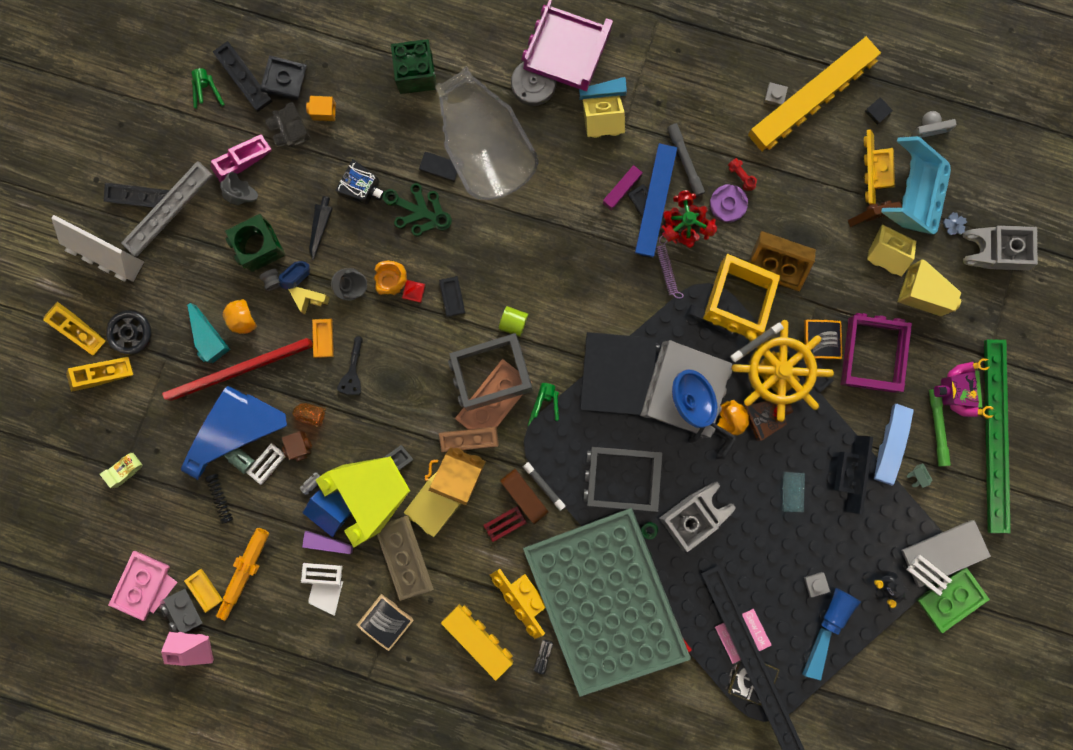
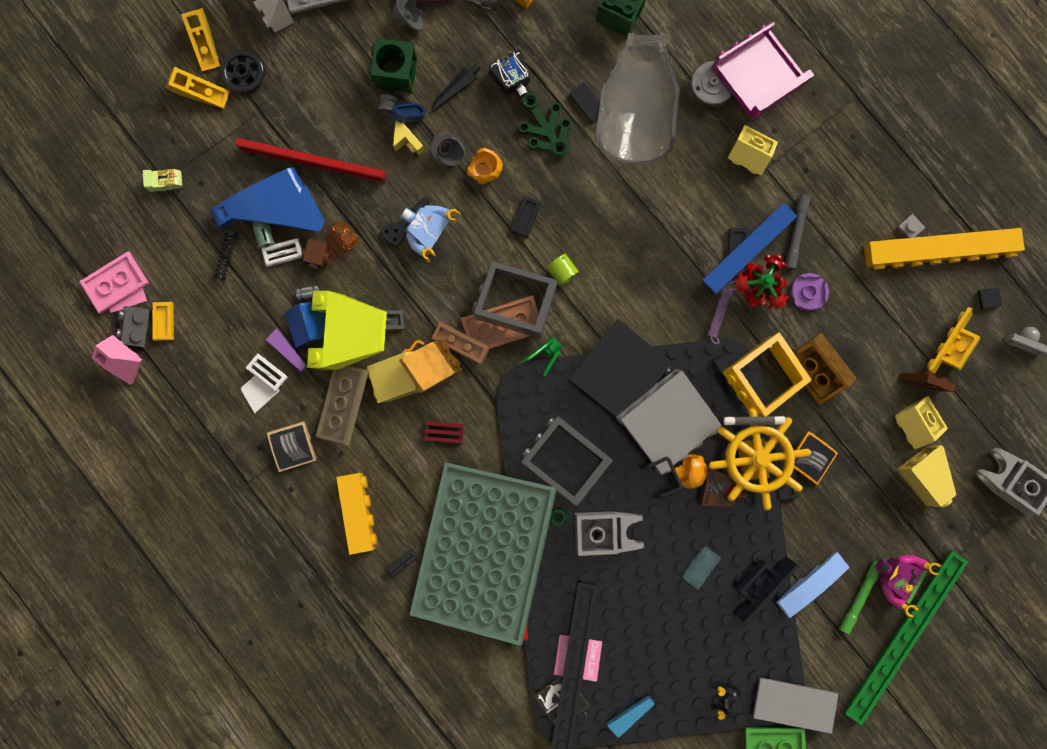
camera: 30 degrees right, 0 degrees up
(205, 337) = (302, 117): teal slope -> none
(238, 317) = (339, 117): light orange hair -> none
(245, 566) = (209, 324): light orange piece -> none
(322, 338) = (397, 180): light orange tile -> none
(374, 361) = (426, 227): none -> light blue torso
(413, 291) = (497, 191): red tile -> none
(523, 599) = (417, 504): yellow bracket -> none
(524, 496) = (474, 420): reddish brown beam -> none
(544, 486) = (496, 423): dark grey bar -> none
(605, 89) = (770, 129): dark azure piece -> none
(622, 187) = (728, 220): magenta piece -> none
(694, 398) = (669, 432): blue dish -> none
(749, 181) = (838, 285): red bar -> none
(816, 584) = (668, 657): light grey plate -> none
(839, 611) = (672, 691): blue plant -> none
(904, 329) = (863, 523): magenta window -> none
(922, 476) = (819, 626): sand green tile -> none
(924, 188) = (984, 389): medium azure windscreen -> none
(942, 585) = (774, 729): white tile -> none
(955, 224) = (990, 436): sand blue plant -> none

